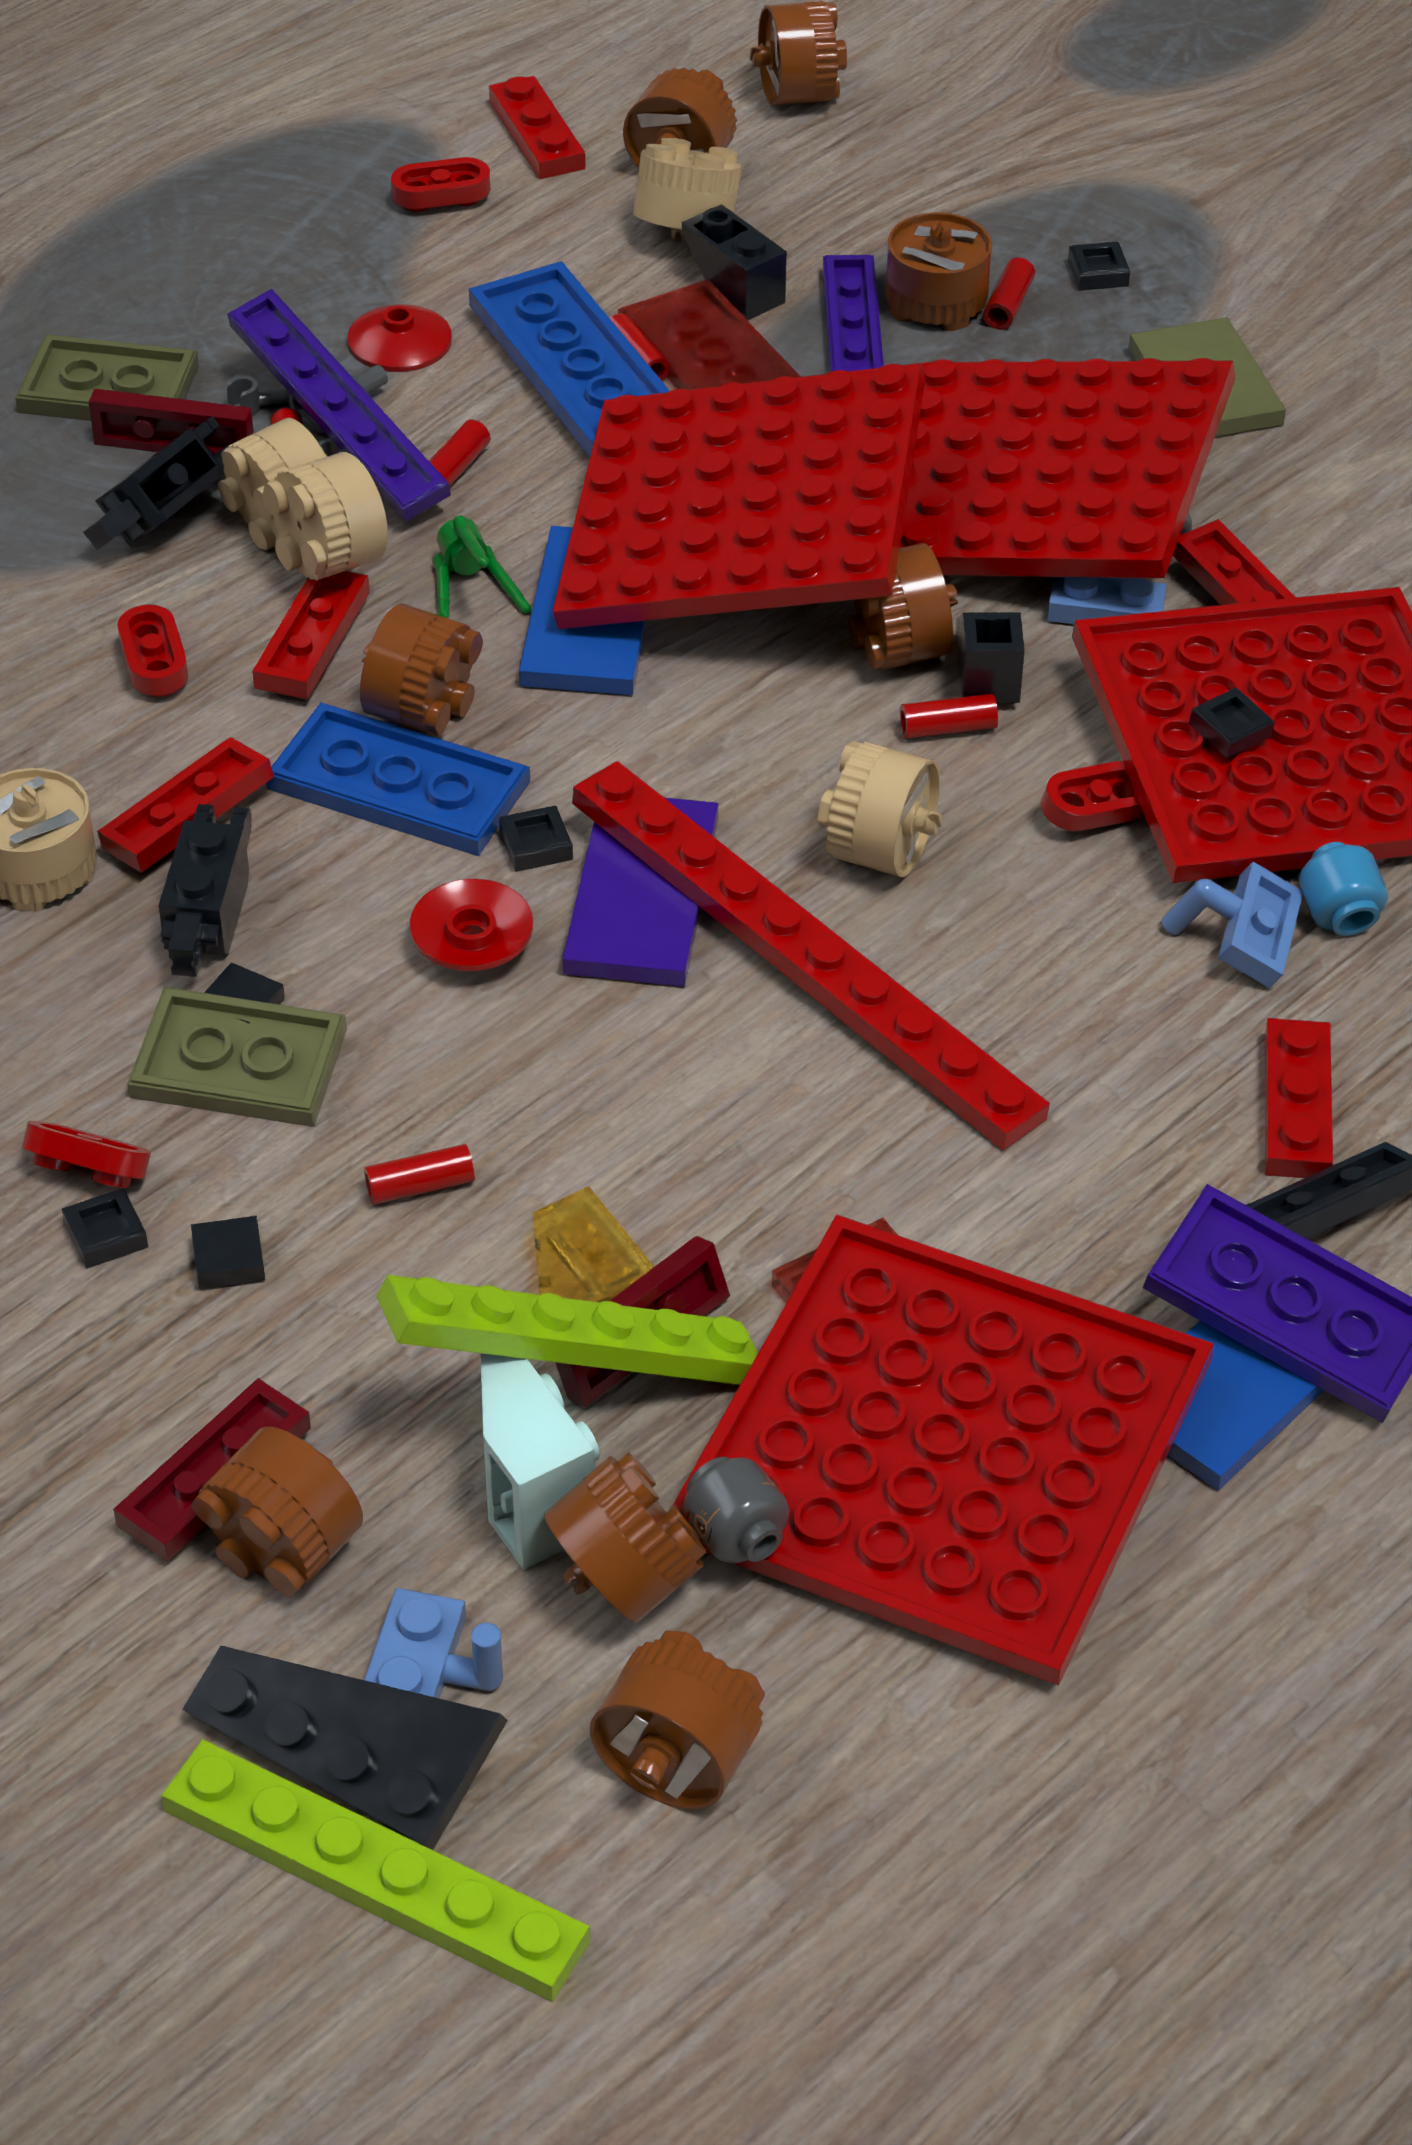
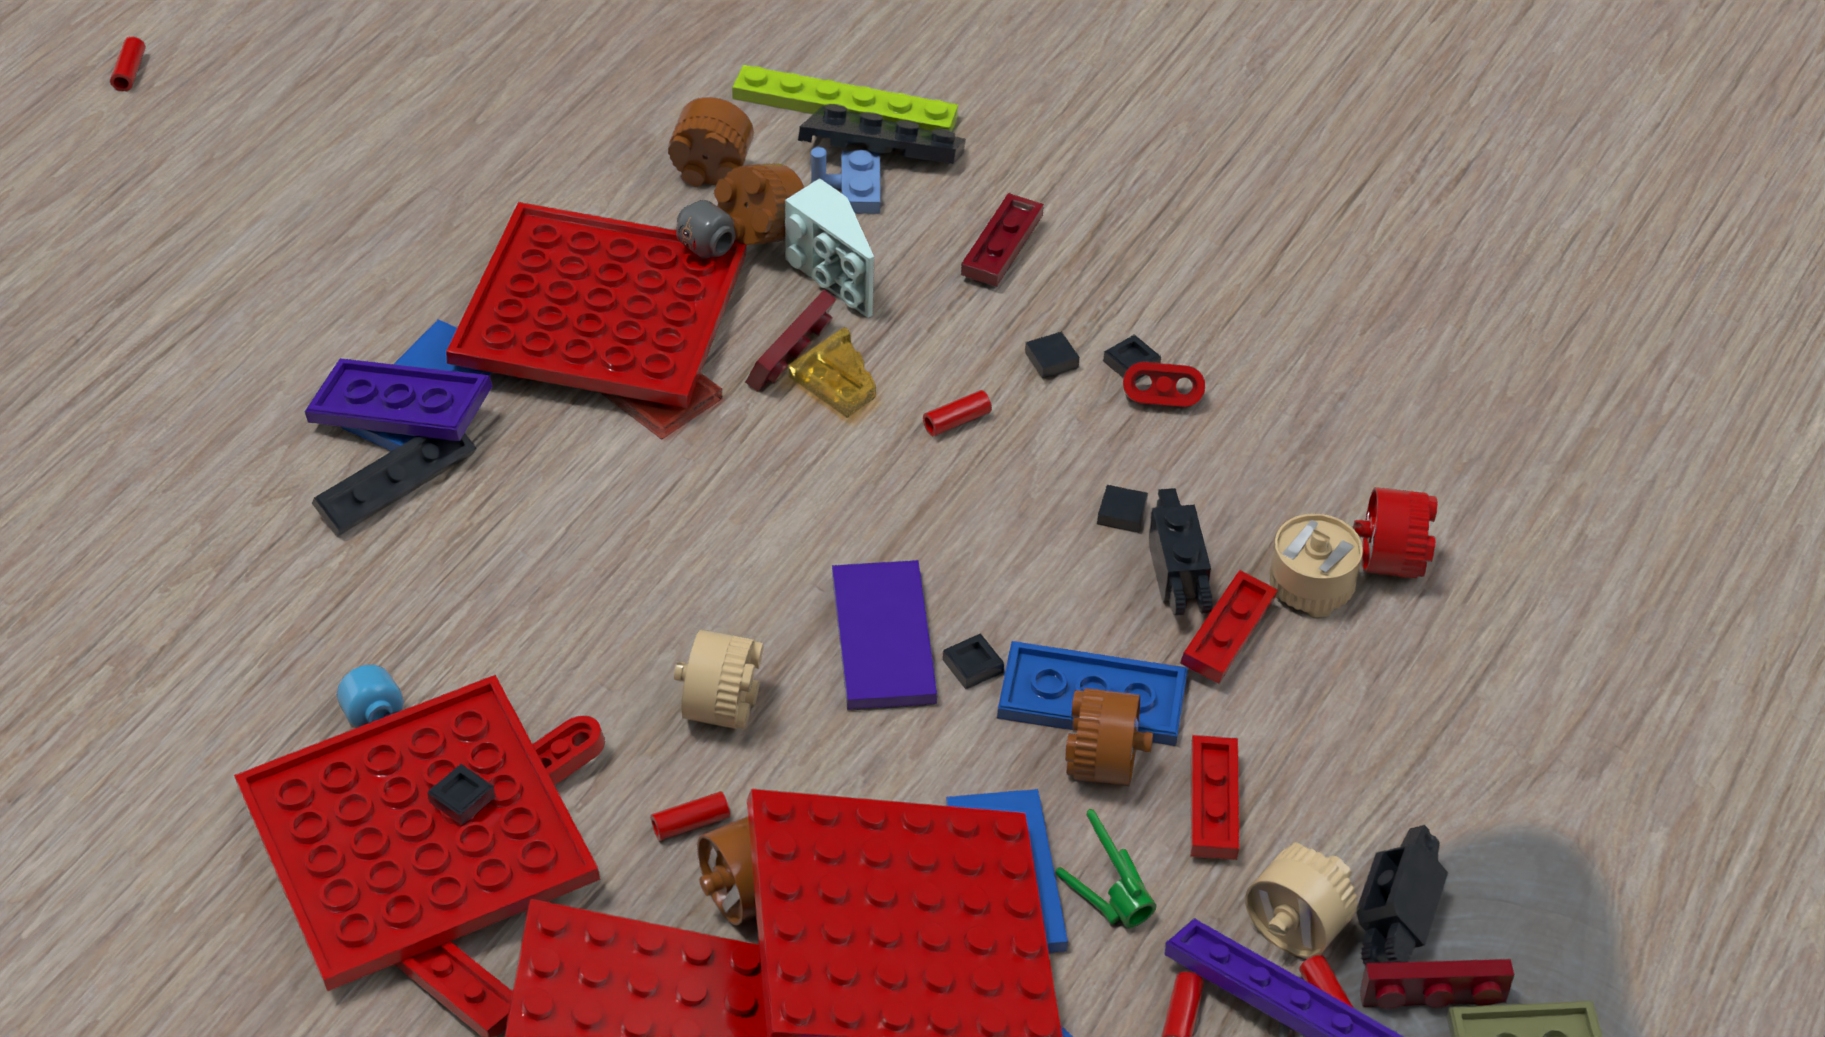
camera: 165 degrees right, 0 degrees up
(152, 650) = (1330, 758): red plate -> none
(214, 1062) = (1102, 465): olive tile -> none
(278, 1510) = (951, 199): dark orange piece -> none
(327, 516) = (1235, 832): tan piece -> none
(471, 924) = (988, 566): red dish -> none
(565, 1330) = (818, 268): lime plate -> none
(812, 956) = (761, 593): red plate -> none
(991, 654) = (667, 861): black slope -> none
(1258, 923) = (432, 661): medium blue plate -> none
(1298, 1098) = (399, 559): red plate -> none

